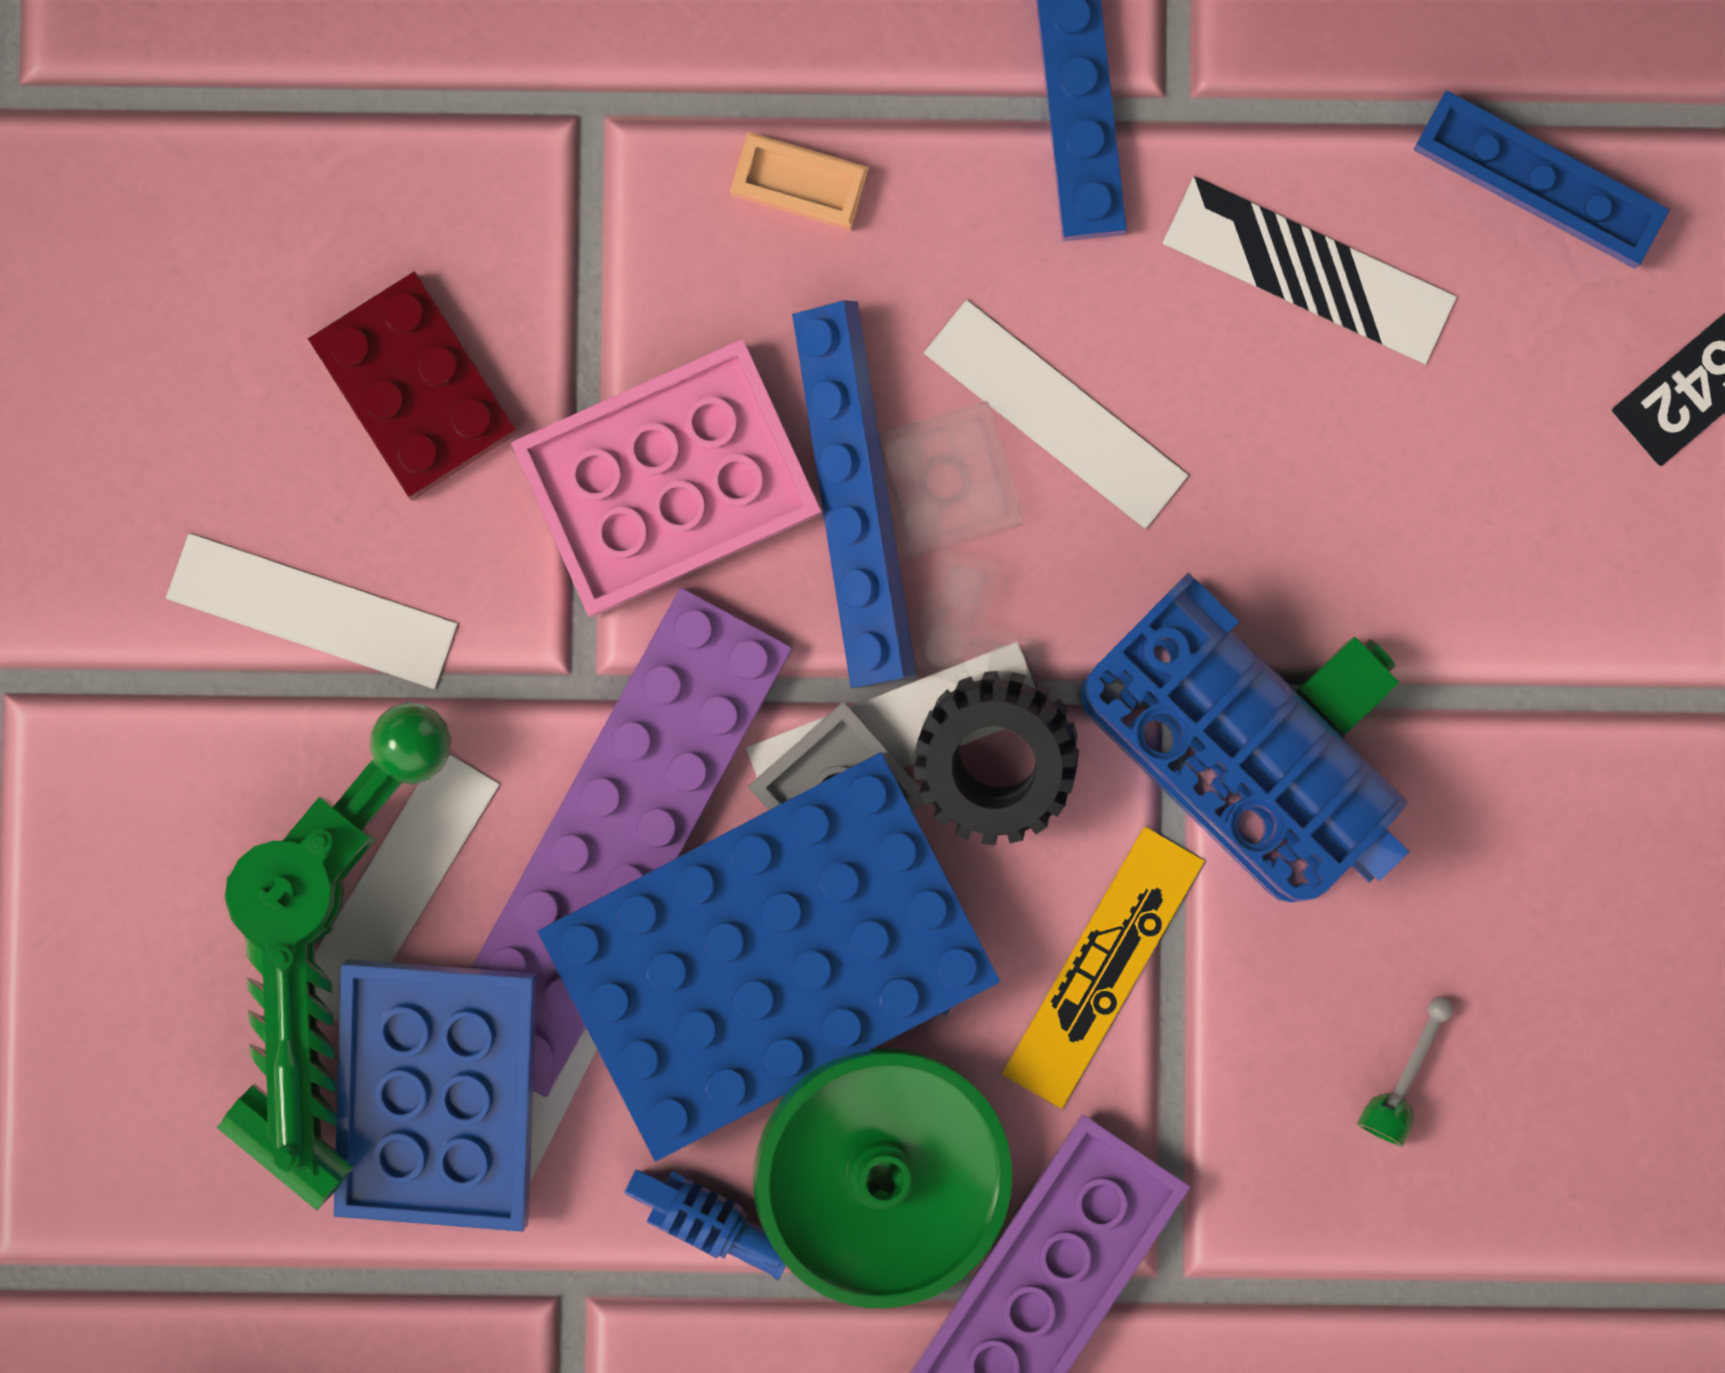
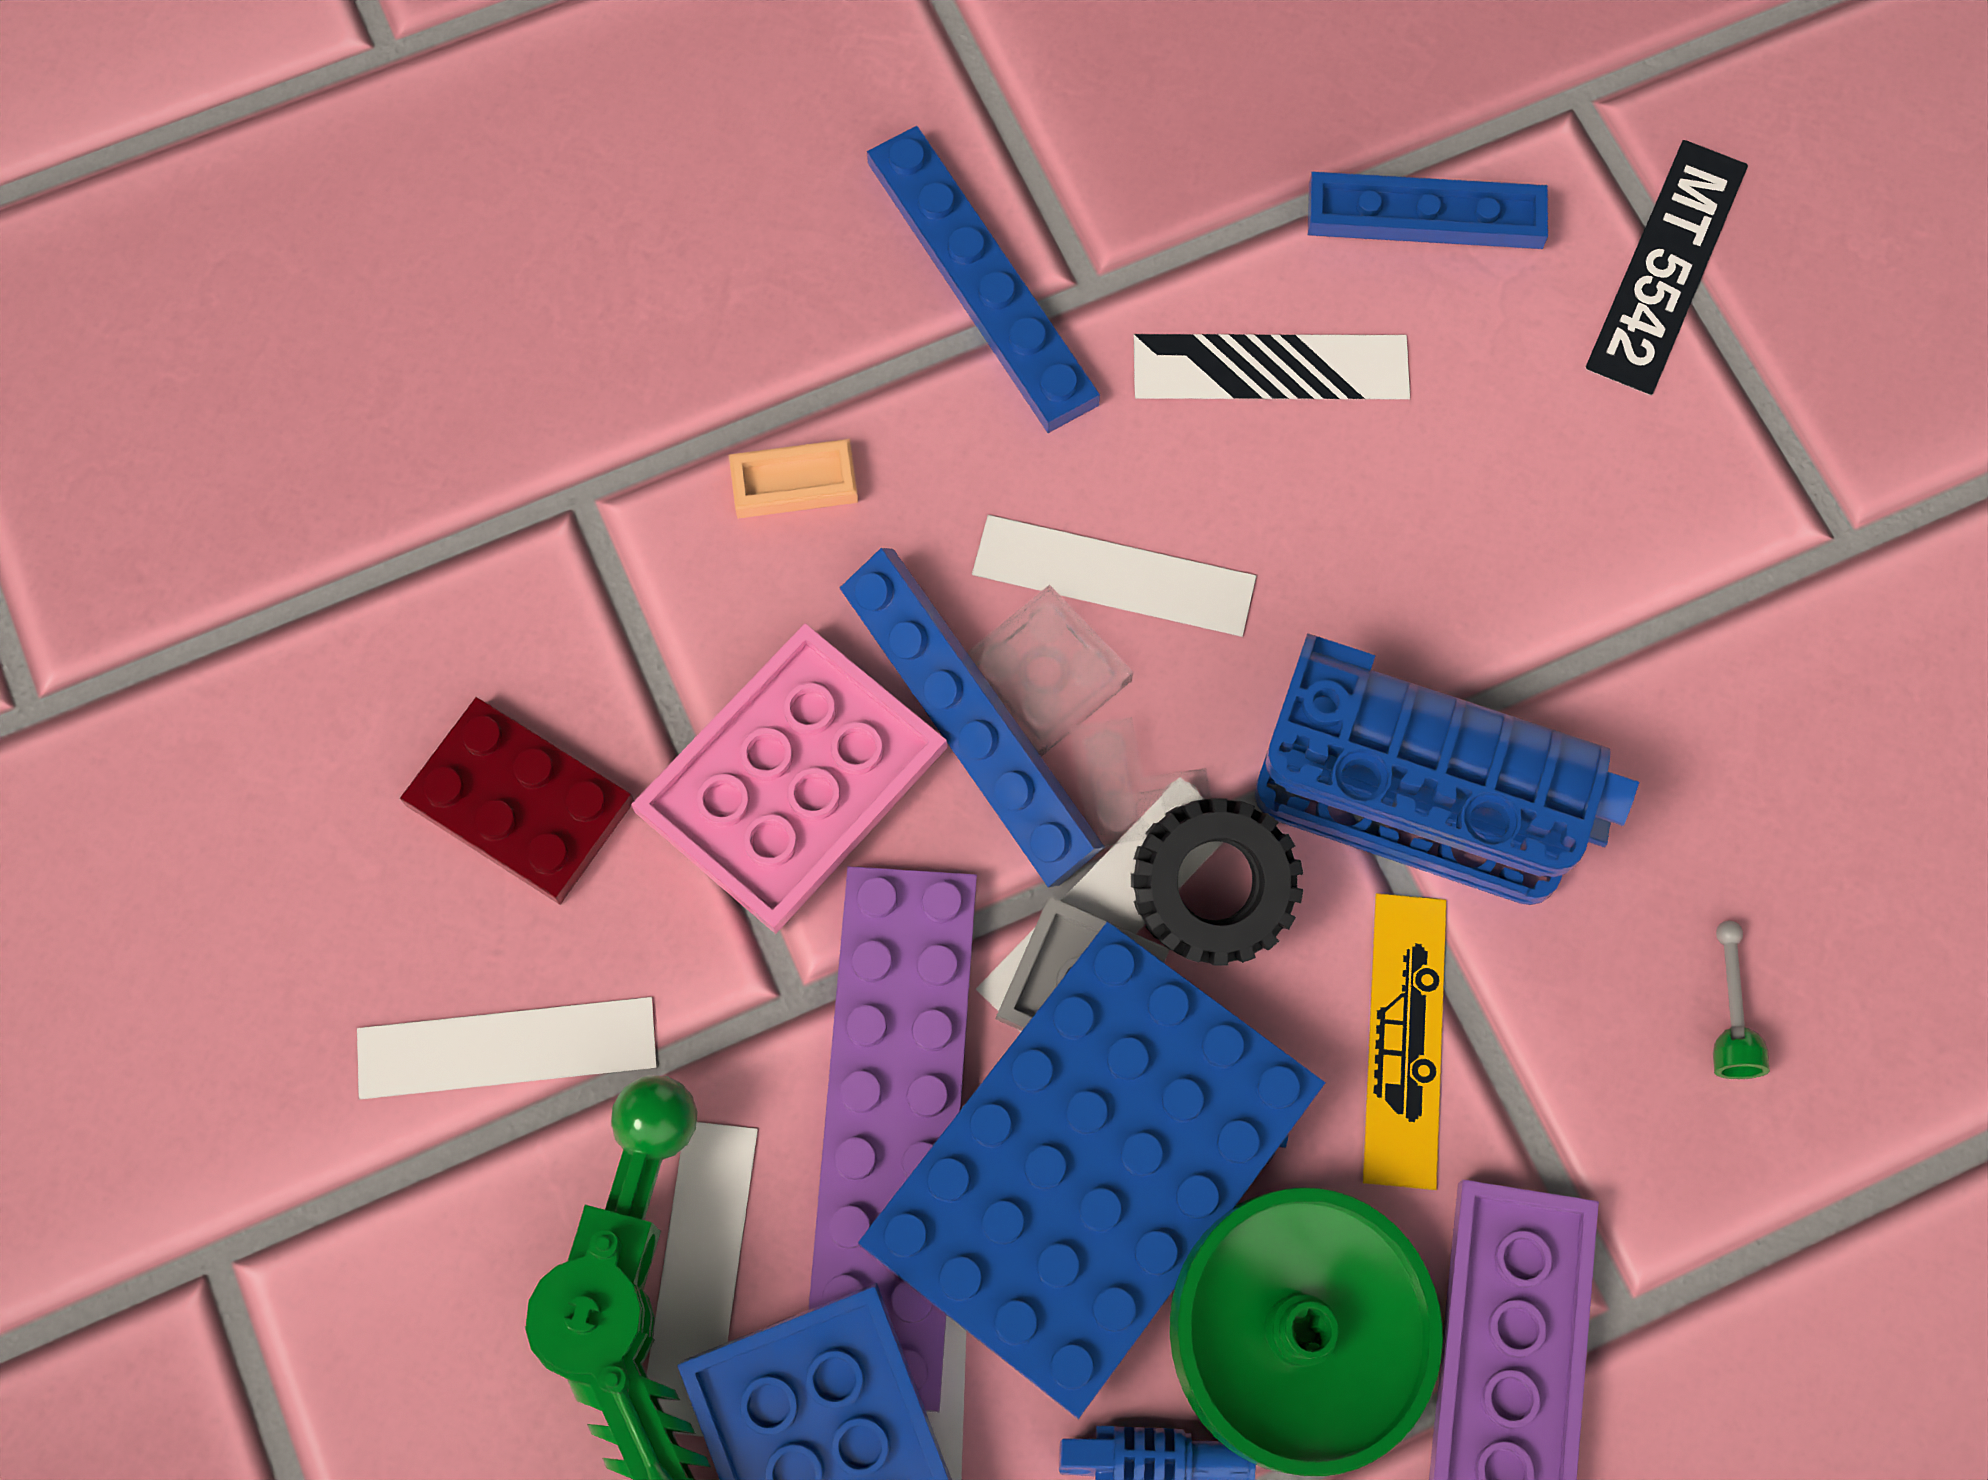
camera: 25 degrees left, 15 degrees down
(1349, 684) = (1497, 673): green brick -> none

